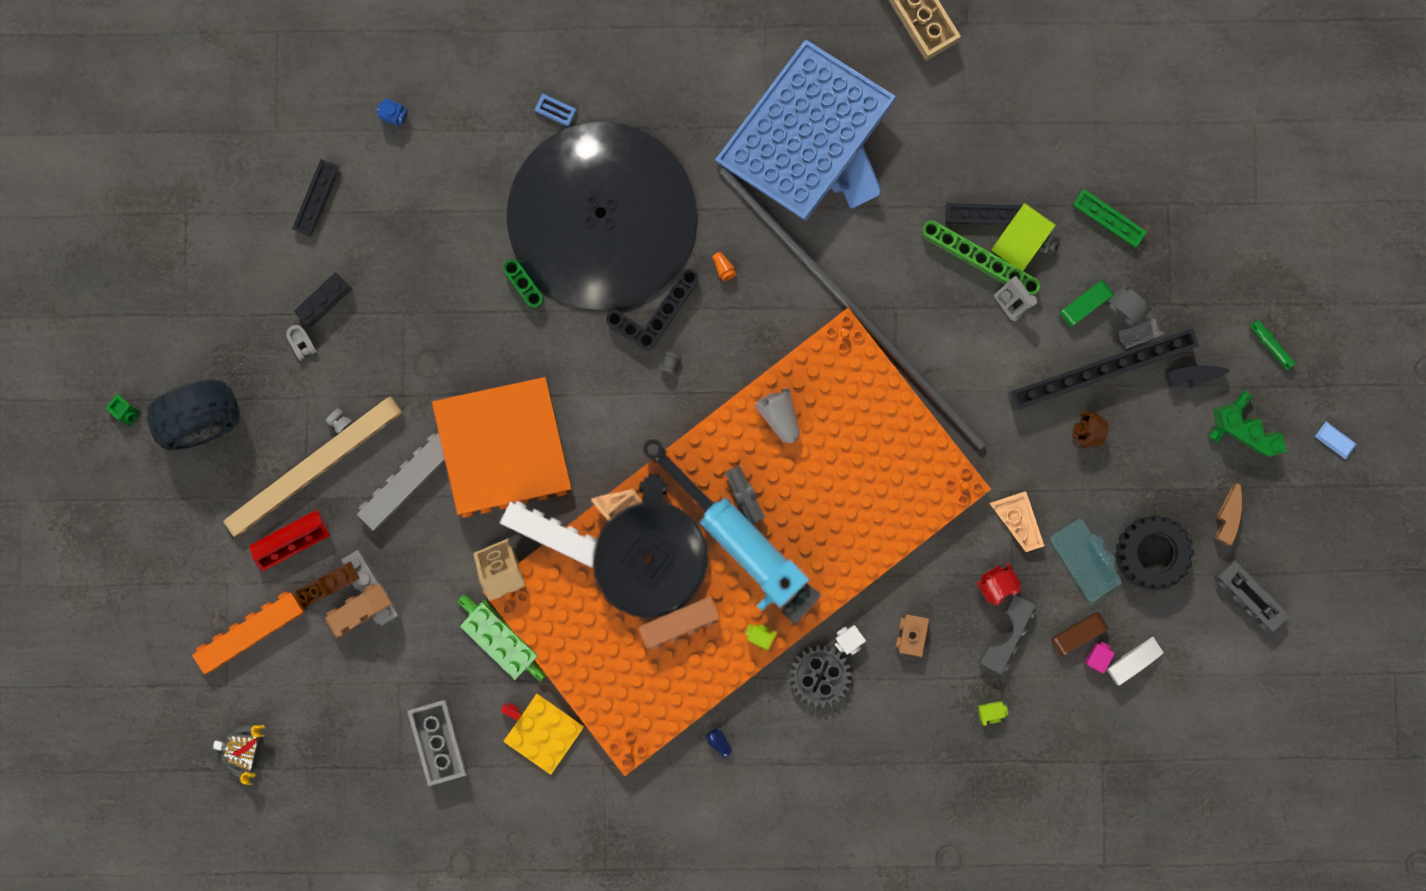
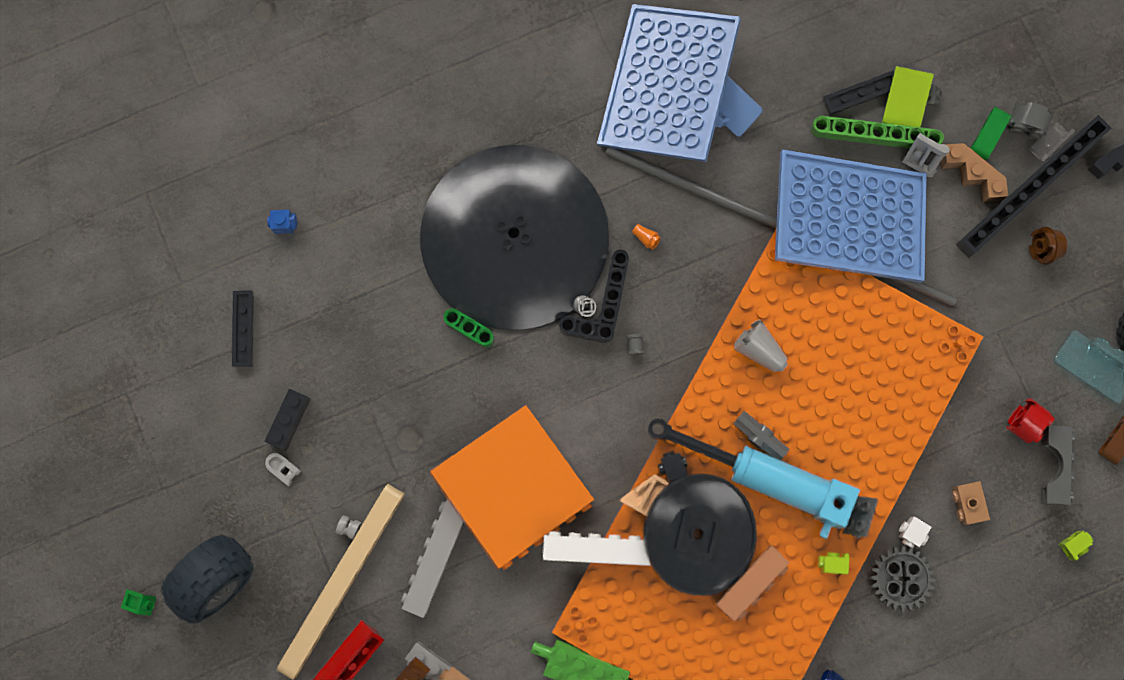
camera: 20 degrees left, 5 degrees down
(499, 569) = (556, 605): tan brick -> none
(569, 117) = (432, 159): medium blue tile -> none
(637, 304) = (582, 303): none -> light grey wheel
(918, 327) = (851, 216): none -> medium blue plate
(1020, 520) = (1020, 354): light nougat wing -> none
(1055, 333) = (976, 172): none -> medium nougat brick
(1109, 218) = (975, 50): green plate -> none

